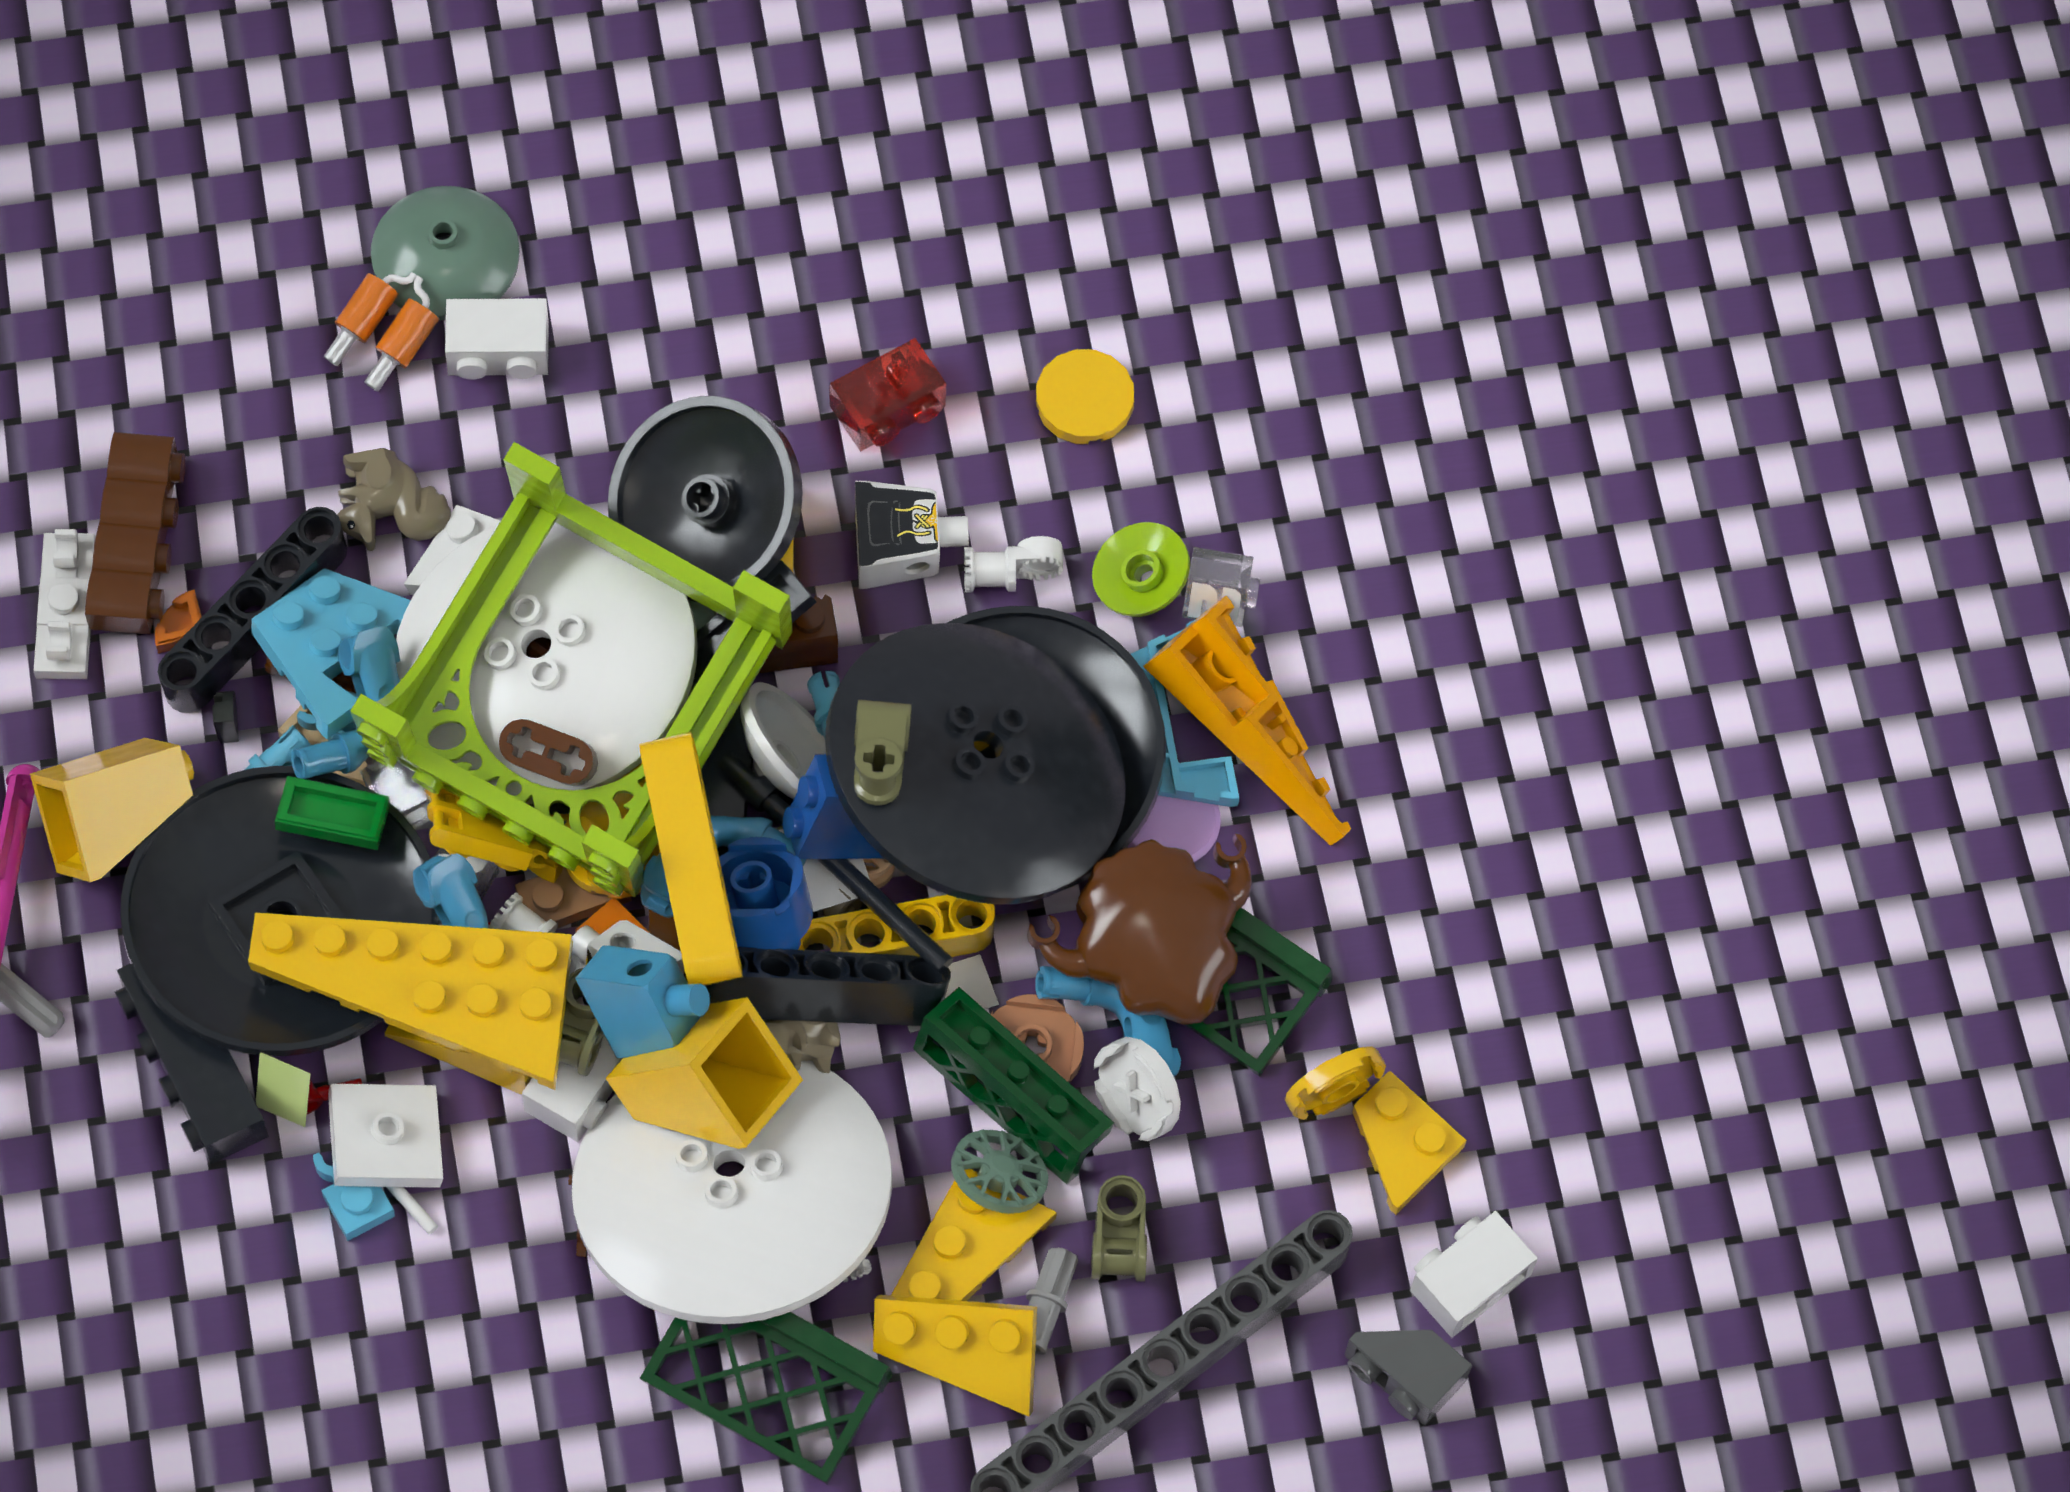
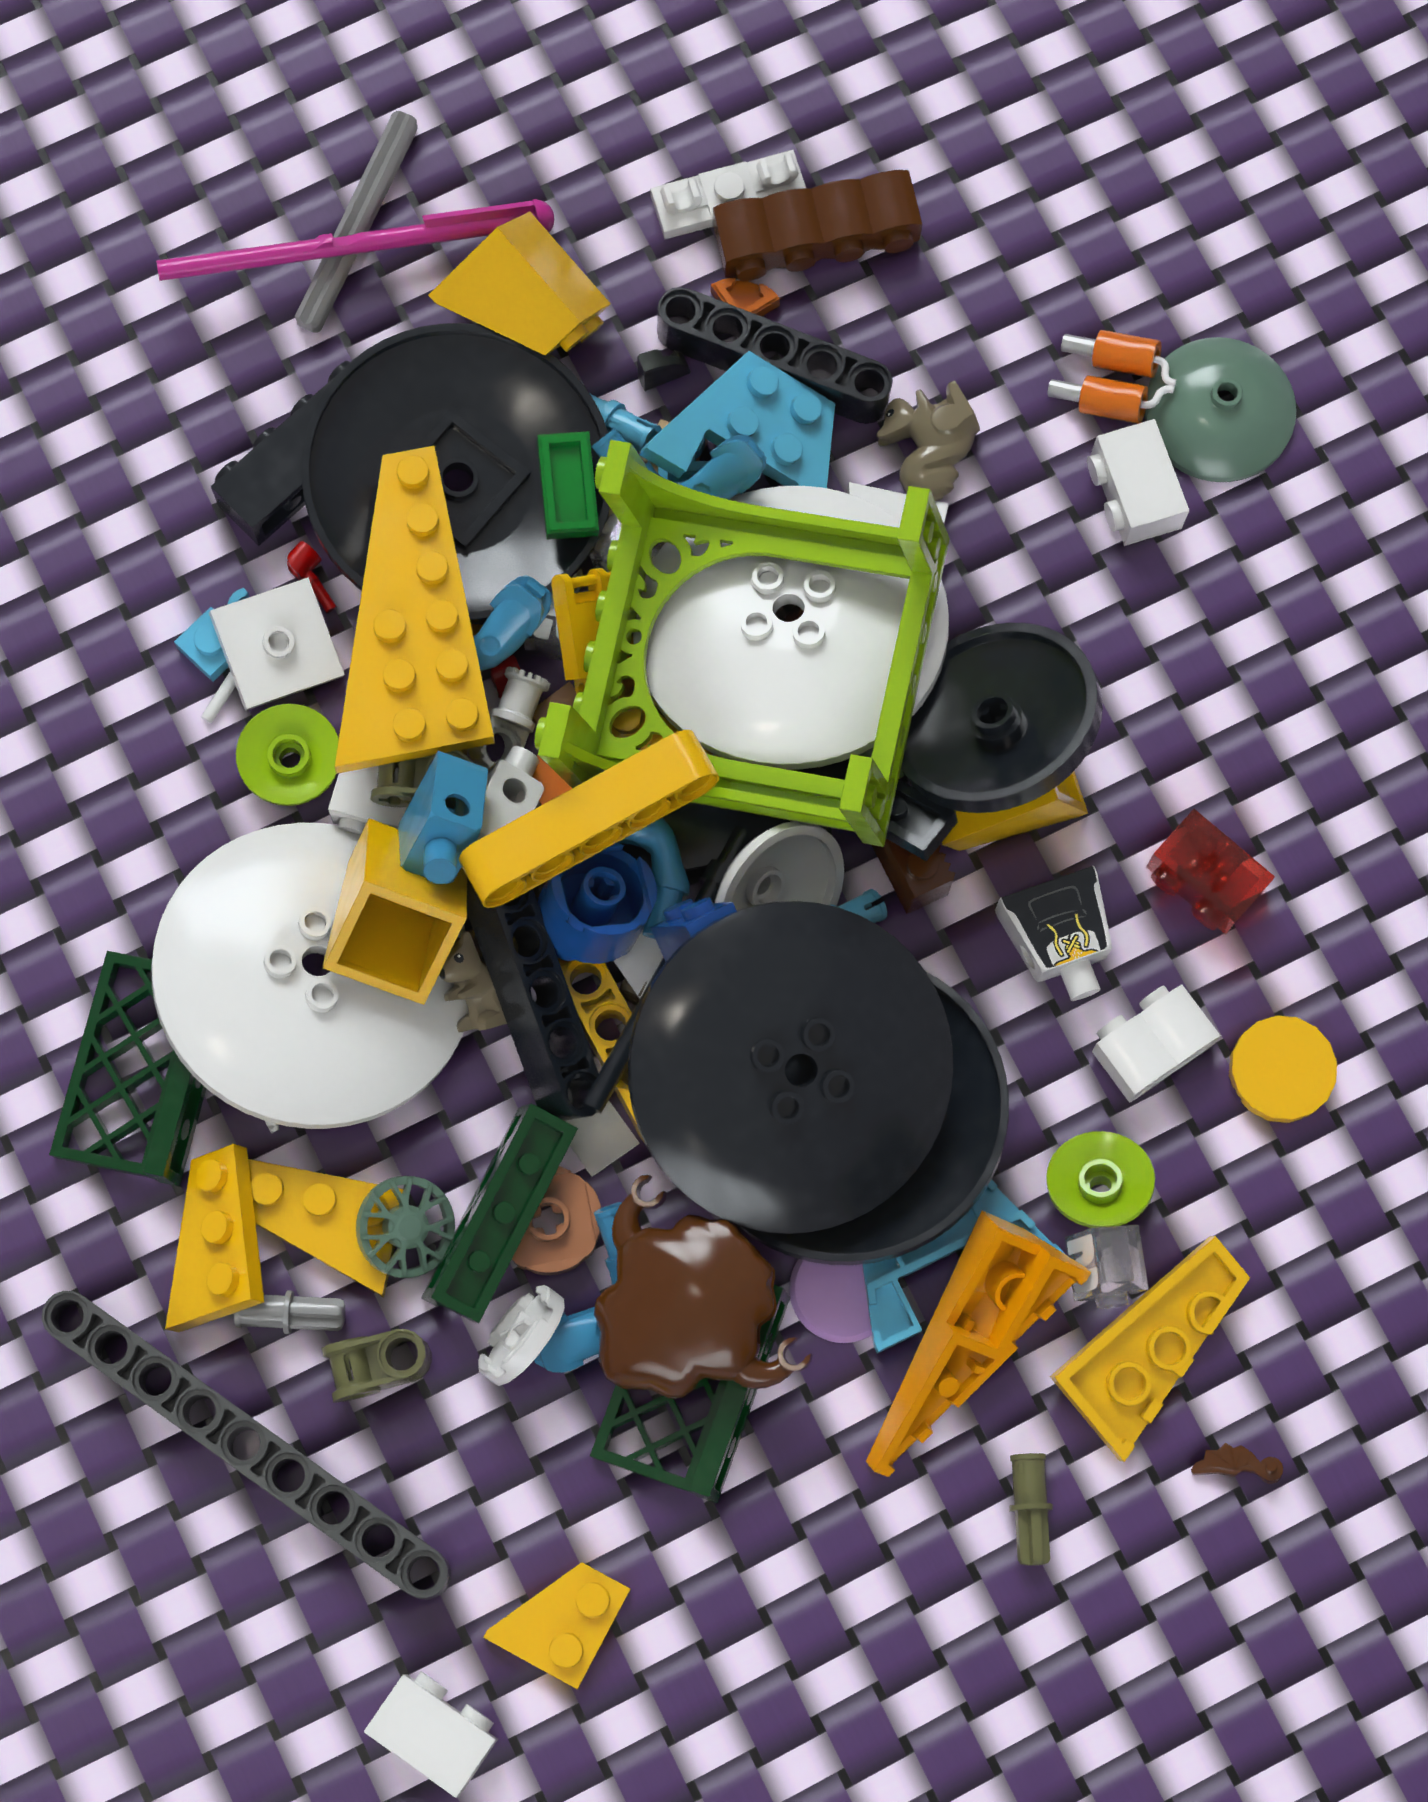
camera: 75 degrees right, 10 degrees up
(282, 1089) = (290, 536): yellowish green sticker -> none
(495, 1132) = (284, 731): none -> lime dish
(552, 741) = (667, 654): reddish brown beam -> none
(880, 746) = (750, 955): olive piece -> none
(1027, 560) = (1058, 1042): white connector -> none
(1029, 487) = (1154, 1042): none -> white brick
(1303, 587) = (1142, 1353): none -> yellow wing
(1335, 1082) = (589, 1533): yellow plate -> none
(1411, 1367) = (314, 1697): dark grey slope -> none
(1413, 718) = (1030, 1508): none -> olive axle
(1418, 546) = (1235, 1460): none -> reddish brown piece

